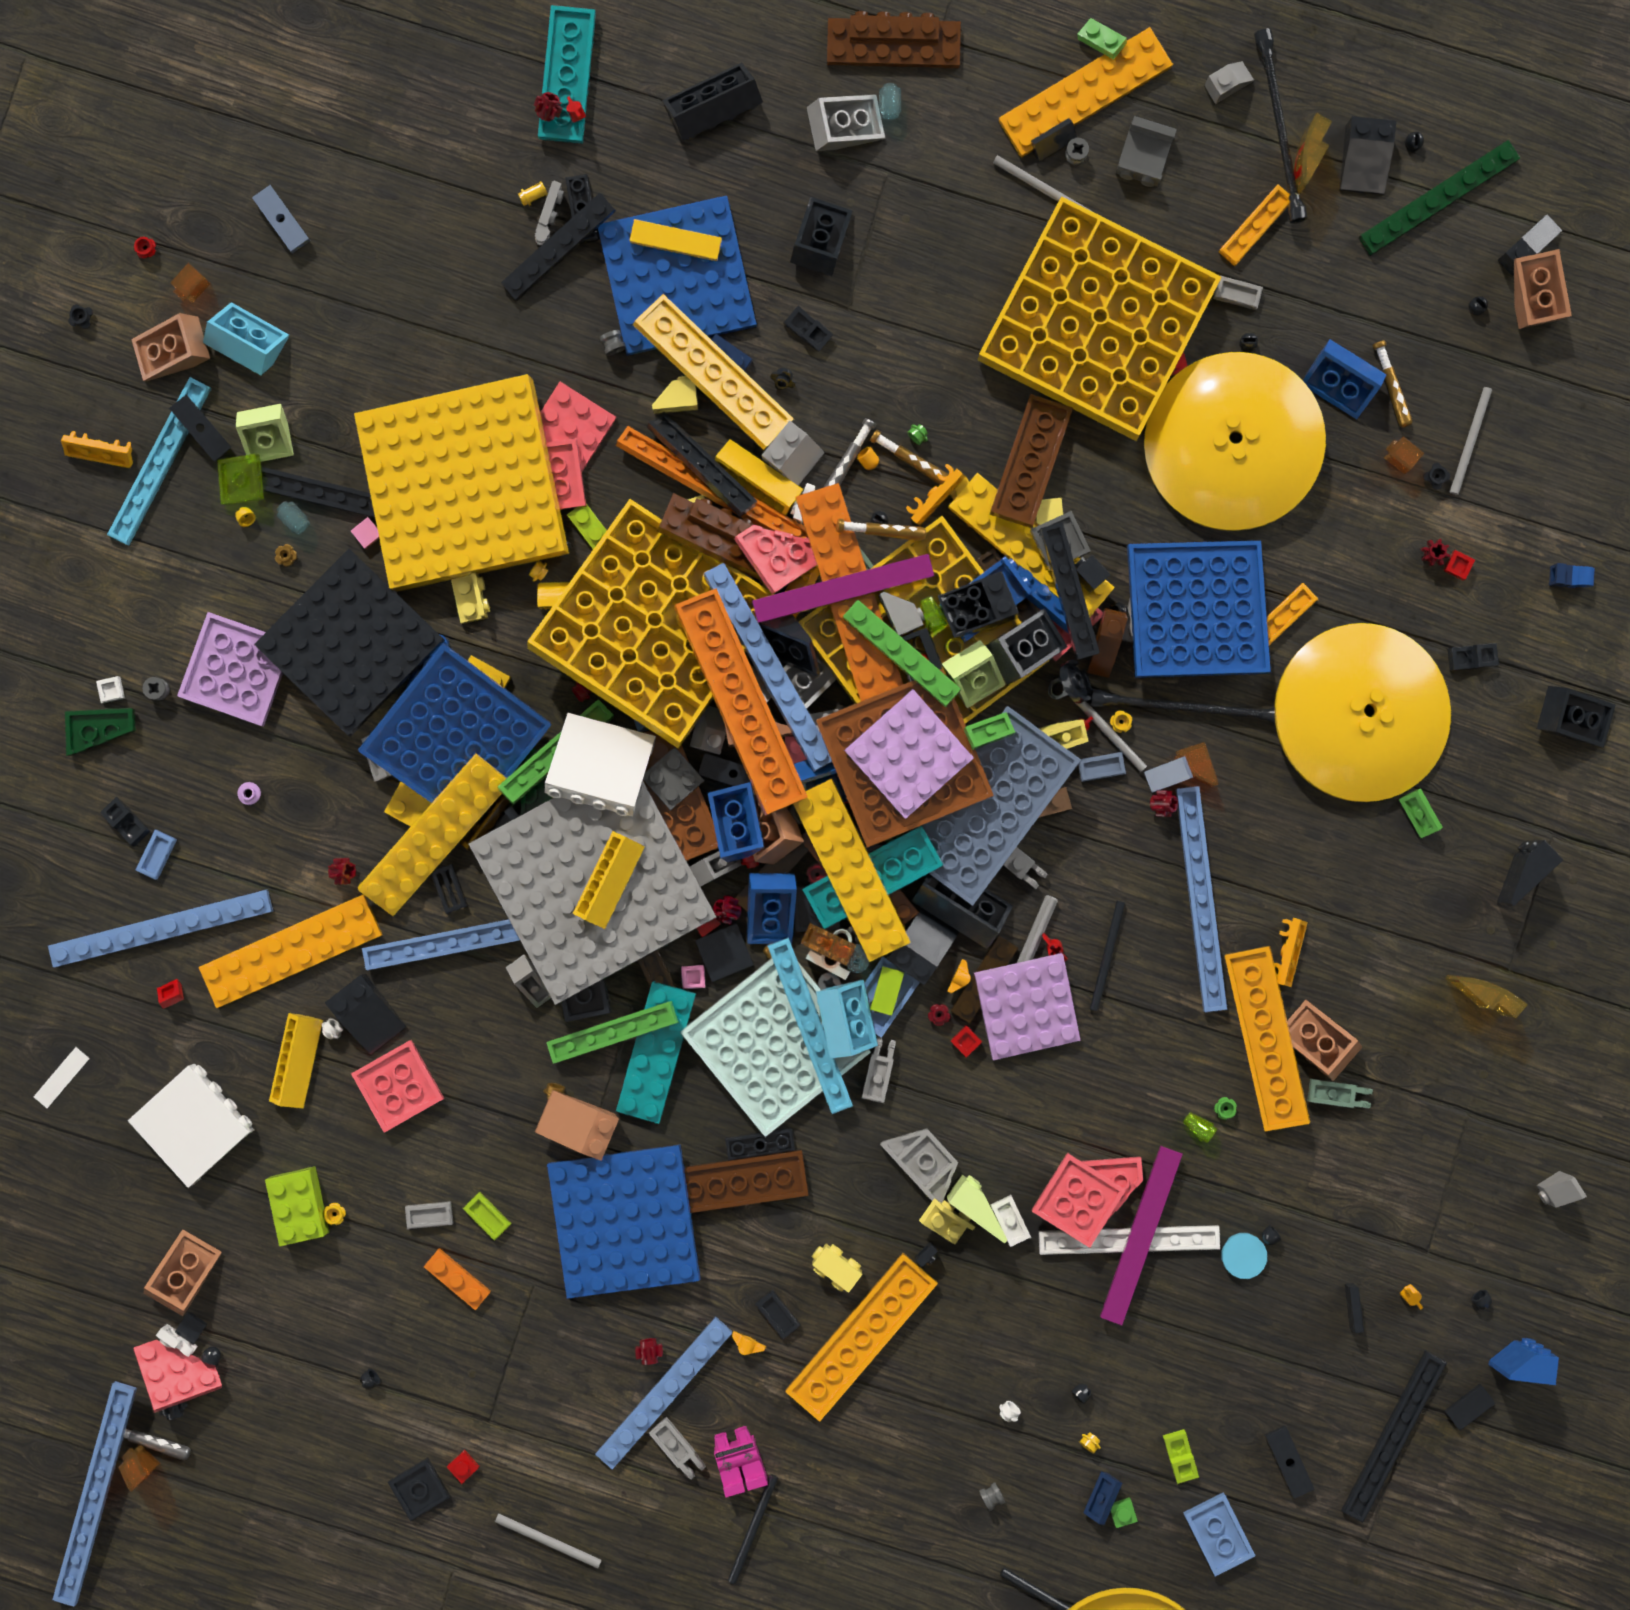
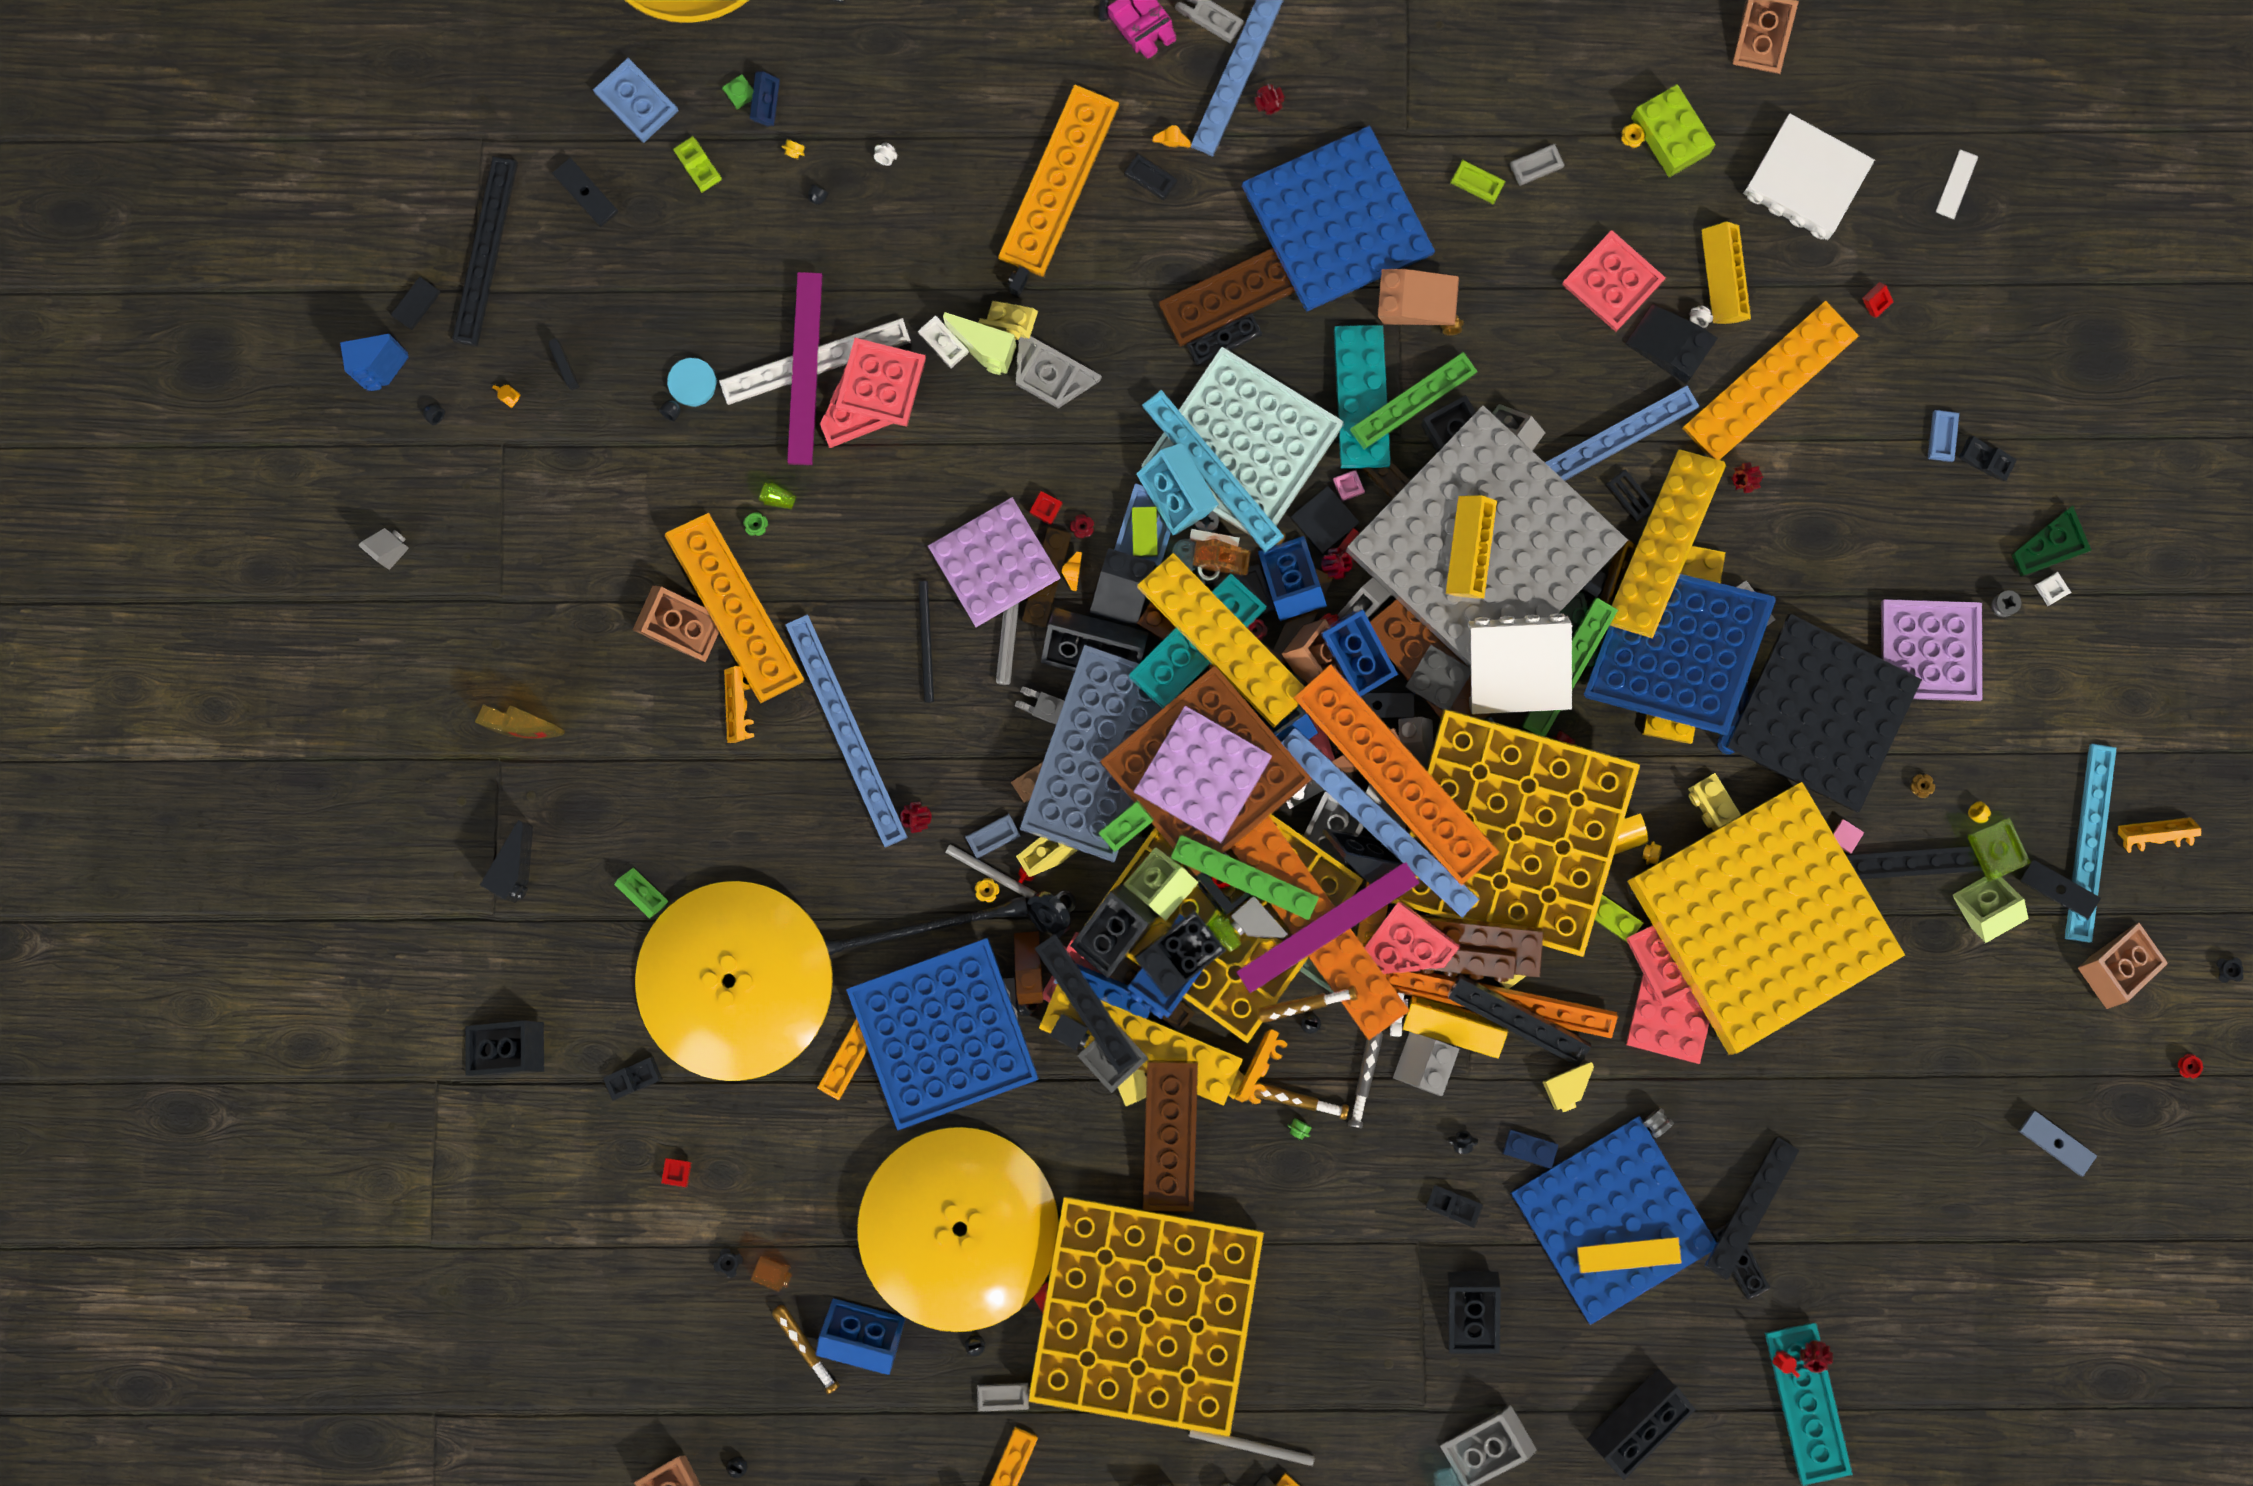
camera: 170 degrees right, 5 degrees down
(160, 928) = (1911, 363): medium blue plate -> none
(189, 283) = (2128, 1041): clear orange brick -> none
(245, 338) = (2048, 1001): medium azure slope -> none
(256, 793) = (1864, 530): lavender plate -> none
(292, 517) = (1929, 827): clear light blue brick -> none
(457, 1279) = (1486, 111): orange plate -> none
(532, 193) = (1799, 1258): yellow pin -> none
(548, 215) = (1774, 1239): light grey hinge -> none
(712, 371) = (1541, 1123): yellow plate -> none
(830, 1263) = (1106, 239): light yellow brick -> none
(868, 458) = (1344, 1086): light orange piece -> none
(878, 1073) = (1125, 447): light grey hinge -> none
(992, 1496) = (876, 66): dark grey wheel -> none
(1054, 946) = (984, 632): red piece -> none
(1168, 774) = (920, 848): sand blue tile -> none
(1199, 763) = (894, 870): clear orange slope -> none
(1336, 1093) = (643, 574): sand green hinge -> none
(1441, 549) = (701, 1183): dark red gear -> none
(1470, 442) = (702, 1308): light grey piece -> none
(1571, 576) = (551, 1199): leg -> none

